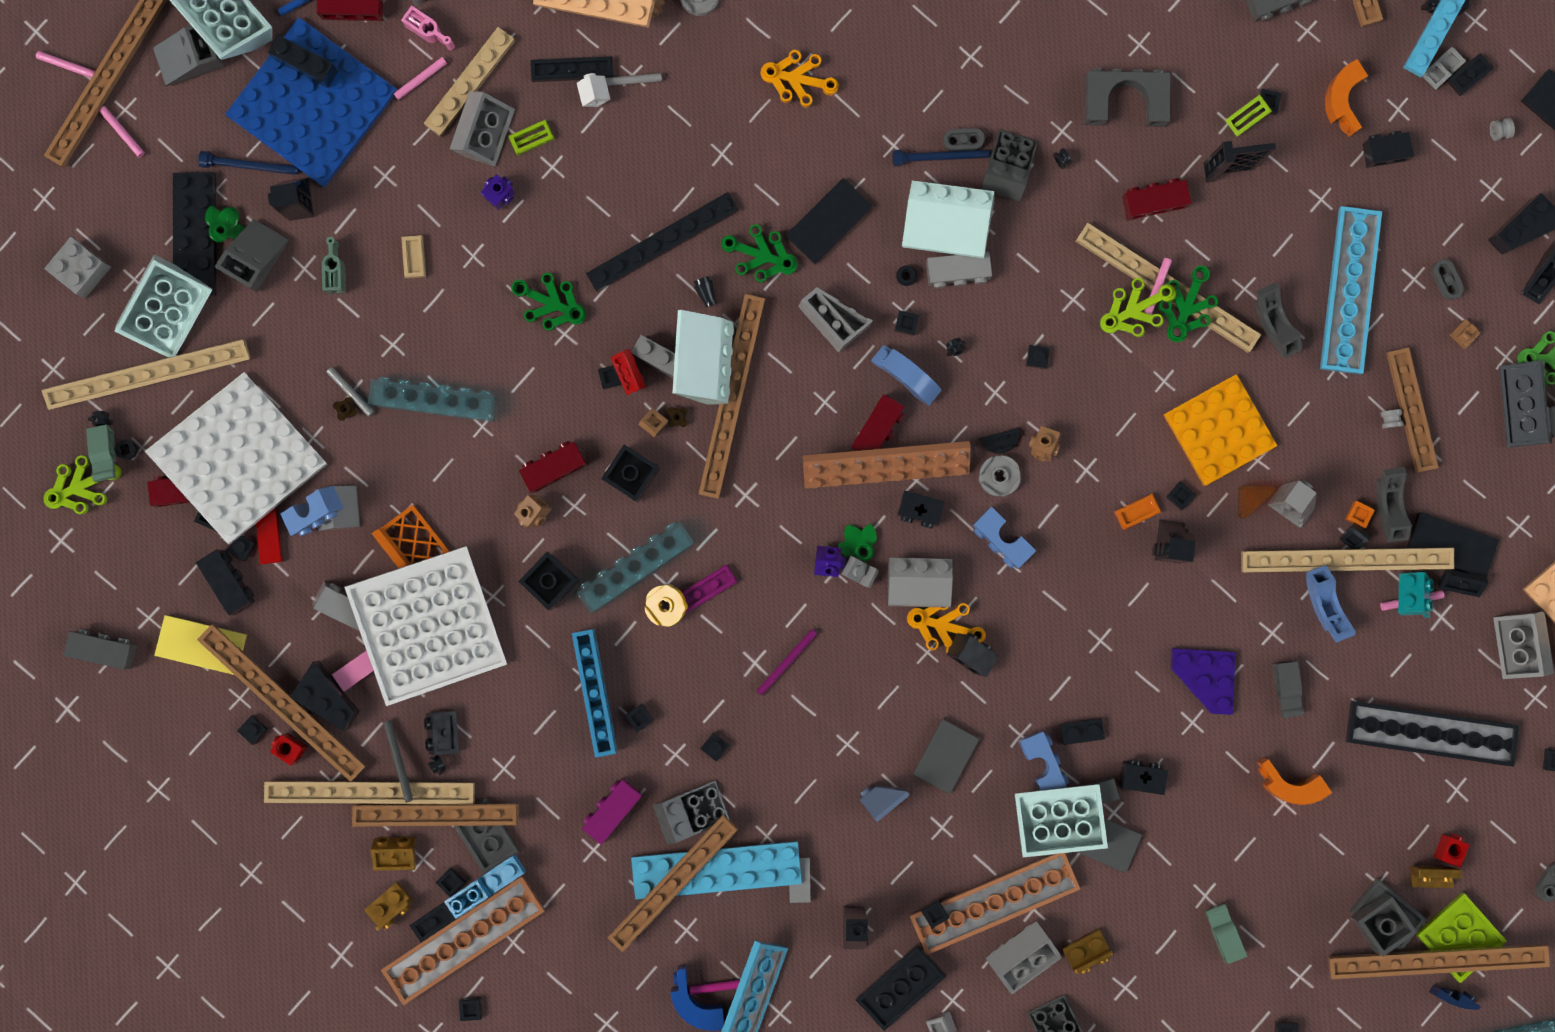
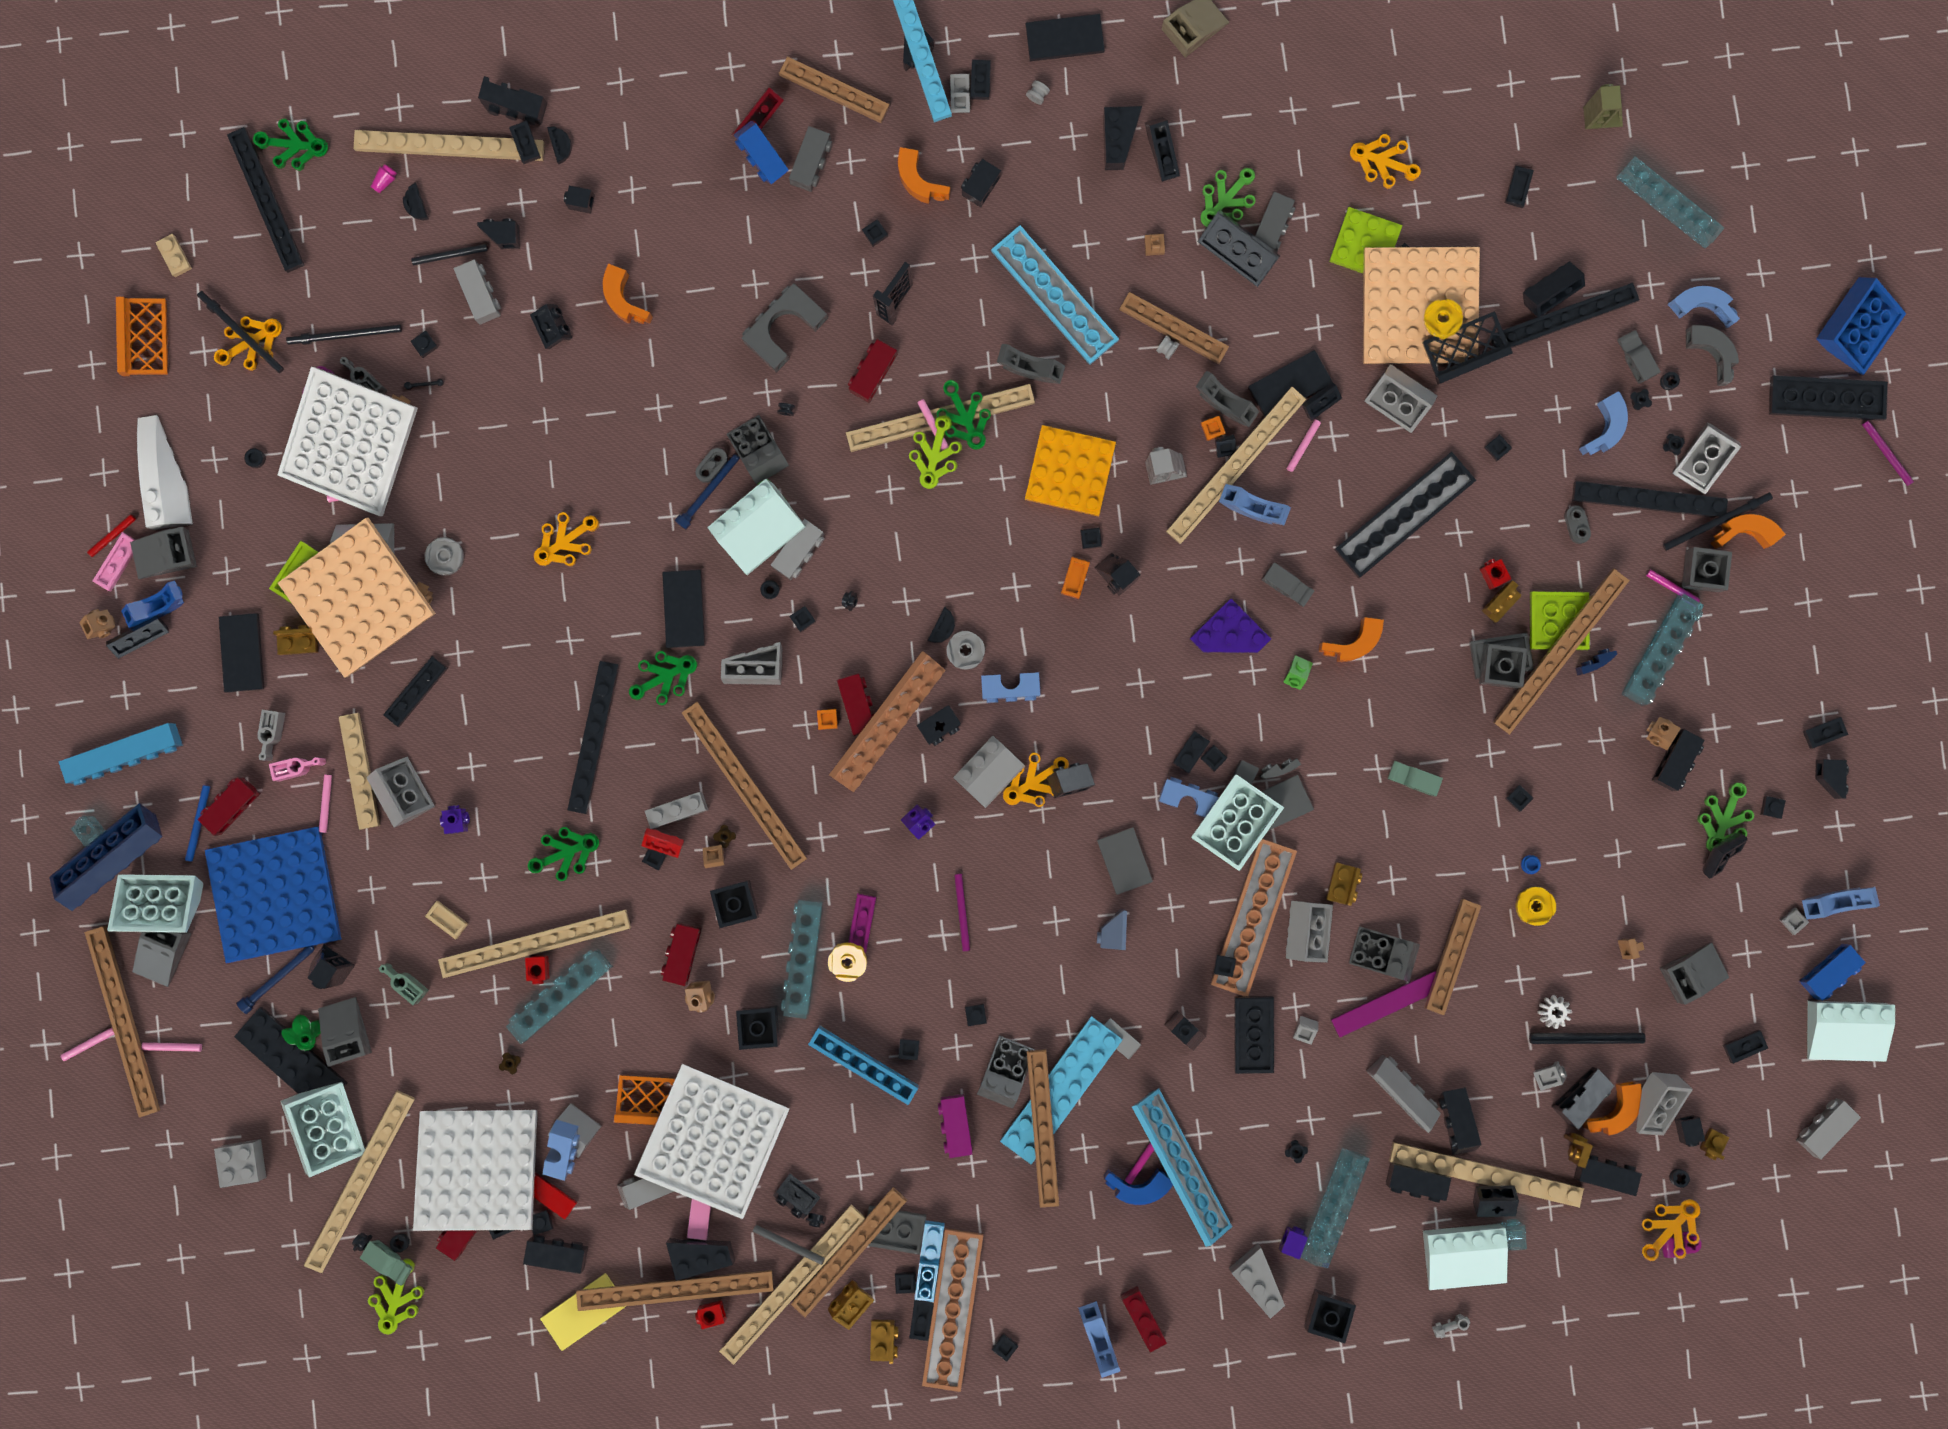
camera: 45 degrees left, 0 degrees up
(100, 649) = (523, 1385): dark grey brick -> none
(252, 730) = (675, 1328): black plate -> none
(303, 61) = (239, 875): black brick -> none
(350, 391) = (501, 1048): light grey bar -> none
(448, 363) = (543, 962): none -> red brick
(457, 343) = (534, 943): none -> tan plate
(531, 146) = (444, 766): lime tile -> none
(593, 90) = (444, 690): white brick -> none
(634, 79) = (460, 657): light grey bar -> none
(703, 357) = (699, 782): light aqua slope -> none
(705, 290) = (655, 738): black cone -> none
(844, 415) = (827, 719): none -> orange plate
(857, 539) = (921, 788): green plate -> none
(860, 572) = (945, 806): light grey bracket -> none
(907, 373) = (838, 651): medium blue arch -> none
(1037, 357) = (907, 550): black plate -> none
(1045, 444) = (972, 599): medium nougat brick -> none
(1093, 754) = (1213, 758): none -> black tile
(1129, 813) = (1274, 770): none -> dark grey slope
(1153, 784) = (1270, 733): black brick -> none
(1224, 761) = (1298, 672): none -> bright green bracket
(1251, 497) = (1135, 492): clear orange slope -> none
(1263, 105) = (873, 239): lime tile -> none
(1415, 594) = (1300, 440): teal bracket -> none
(1448, 279) = (1107, 221): dark grey plate -> none

